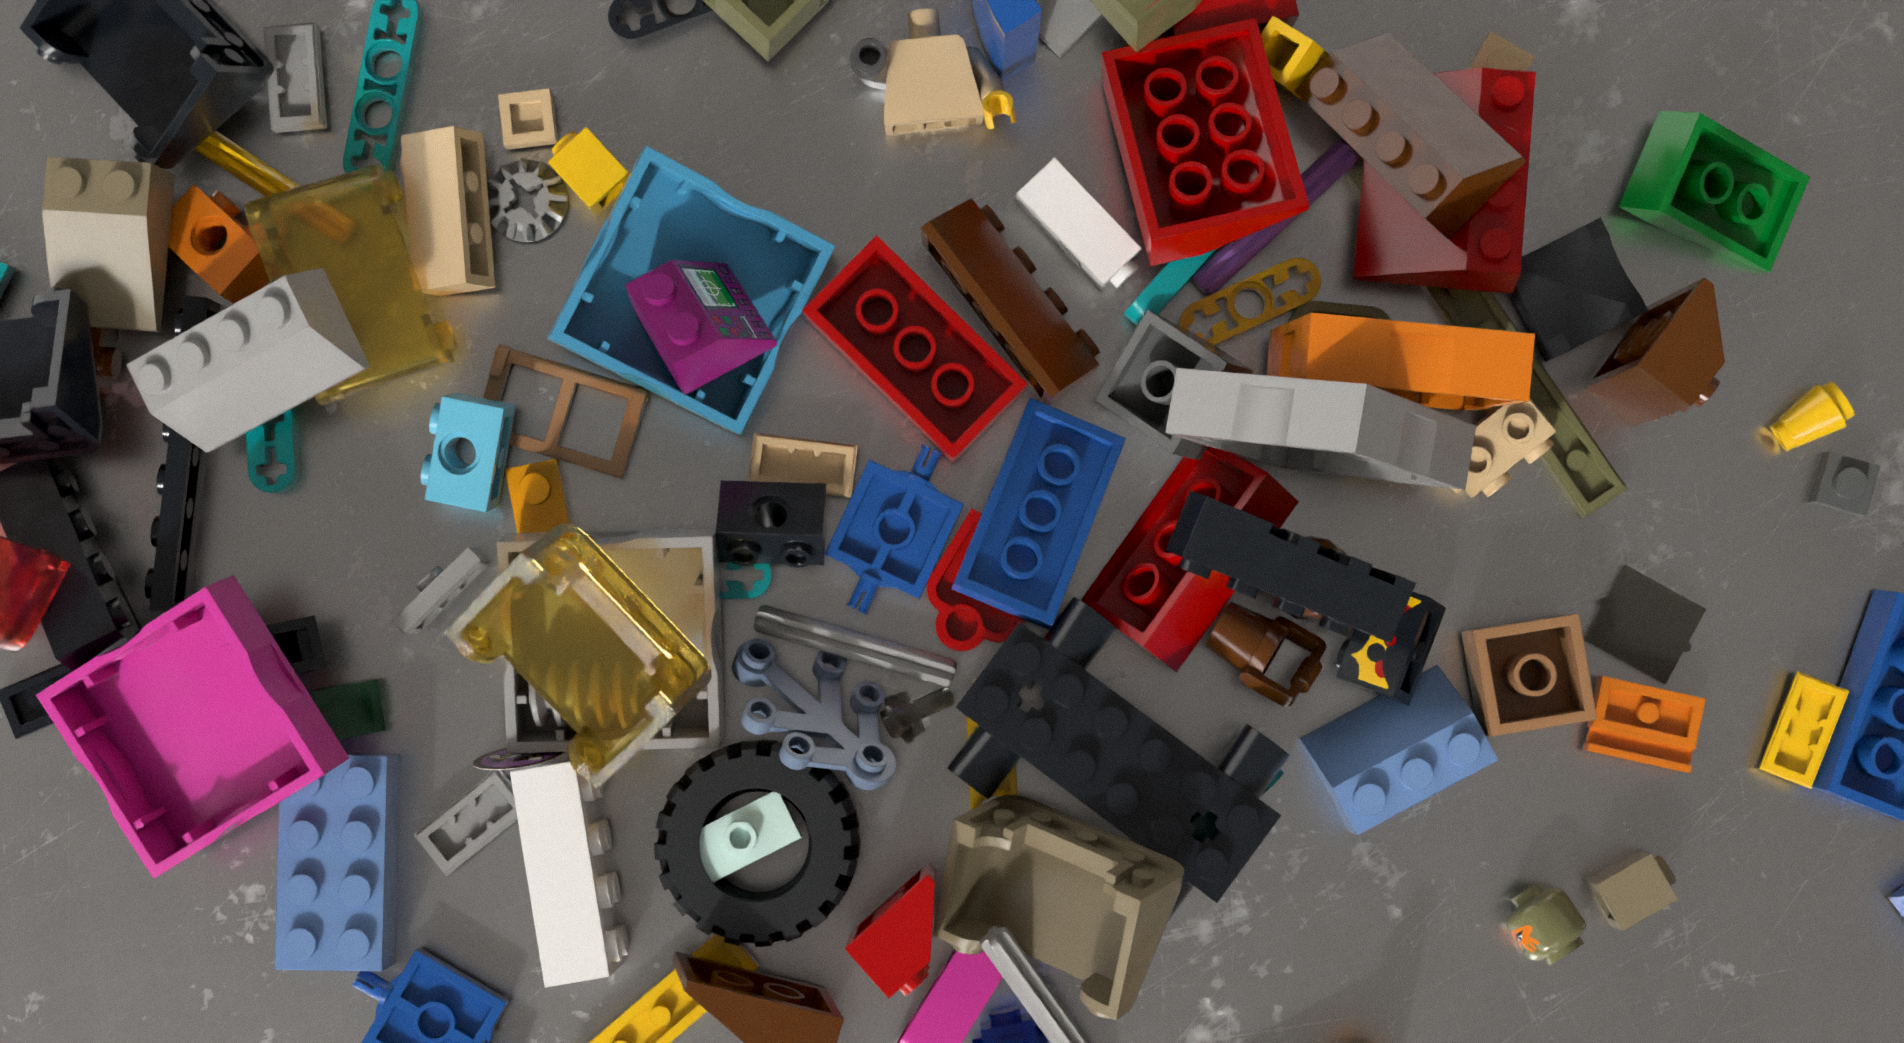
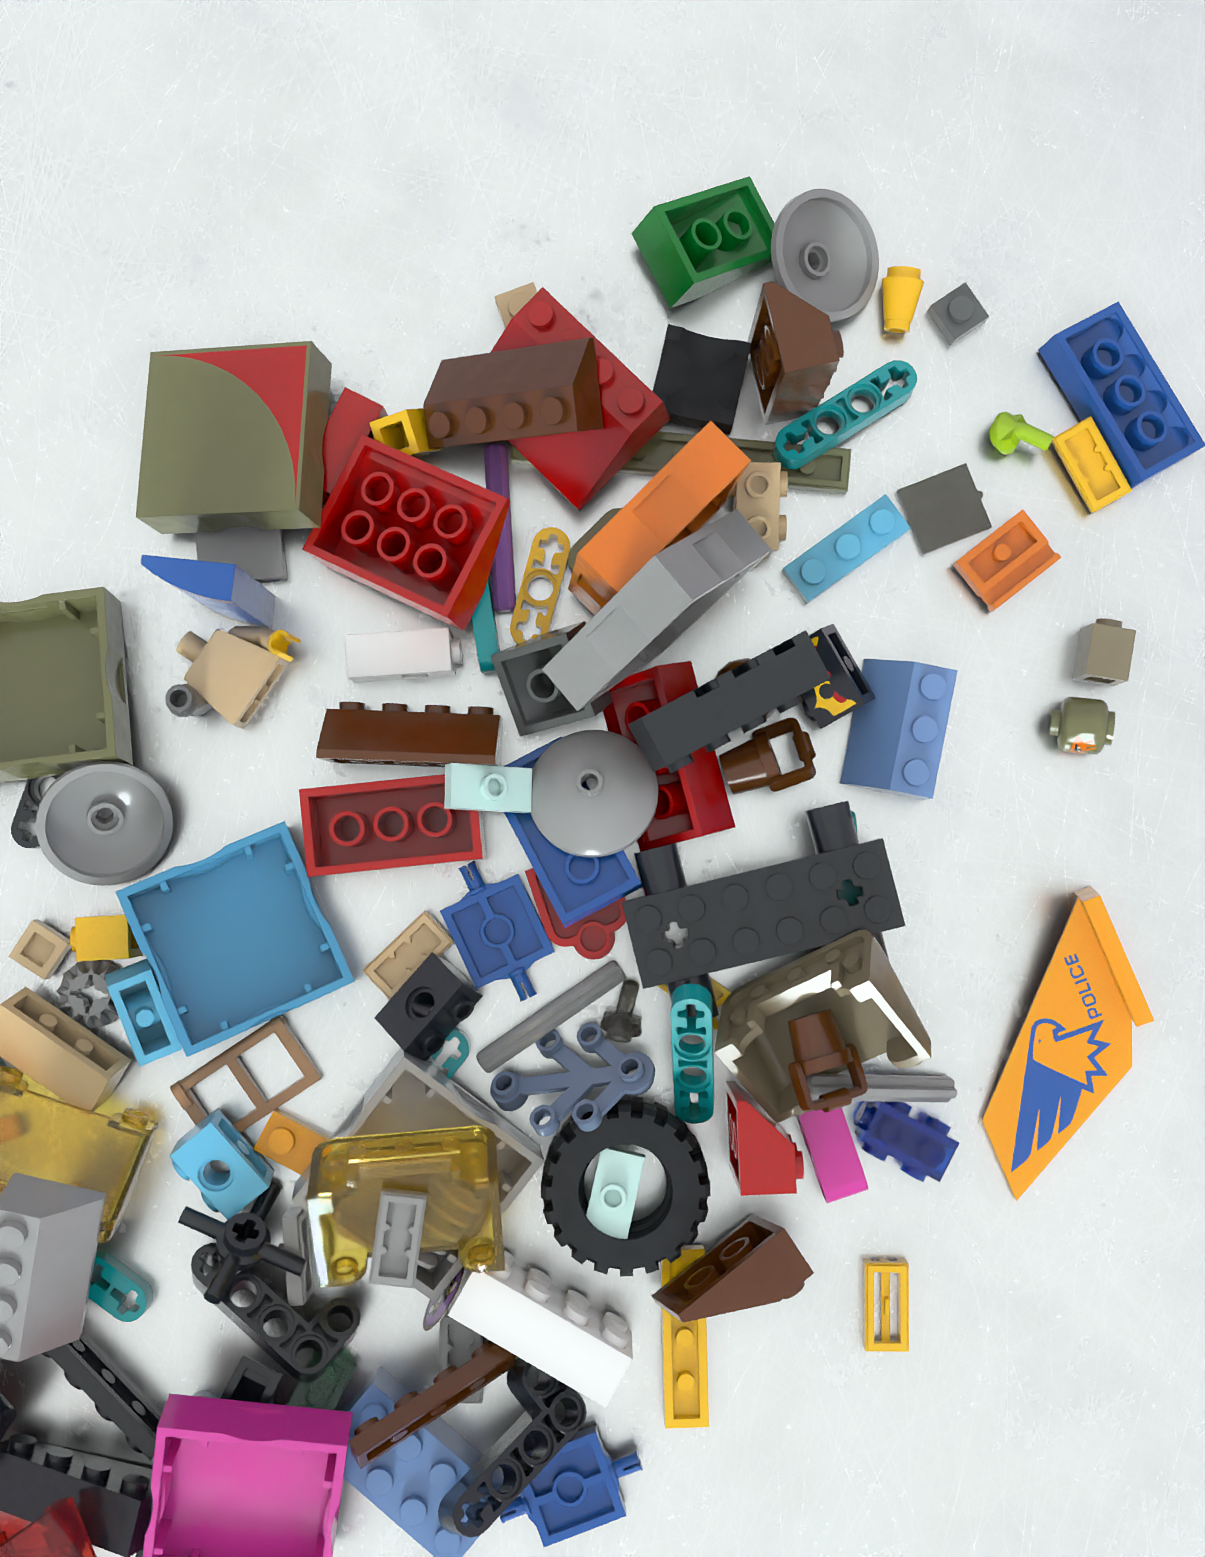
camera: 50 degrees left, 0 degrees up
(376, 603) = (268, 1306): none -> black beam
(399, 817) = (418, 1410): none -> reddish brown plate
(417, 529) = (238, 1255): none -> black bar
(427, 935) = (510, 1454): none -> black beam
(544, 667) = (397, 1238): none -> light grey plate
(551, 262) = (142, 1012): none -> medium azure brick
(675, 105) = (97, 847): none -> light grey dish
(698, 320) = (258, 948): magenta slope -> none
(933, 807) = (692, 1055): none -> teal beam
(1022, 409) = (488, 788): none -> light aqua plate
(1038, 913) = (820, 1047): none -> reddish brown piece
(1080, 537) = (596, 819): none -> light grey dish
(1527, 562) = (846, 549): none -> medium azure plate
(1529, 675) = (919, 606): medium nougat brick -> none
(1656, 451) = (848, 418): none -> teal beam
(1773, 625) = (1010, 429): none -> lime plate
(1809, 323) = (825, 252): none -> light grey dish

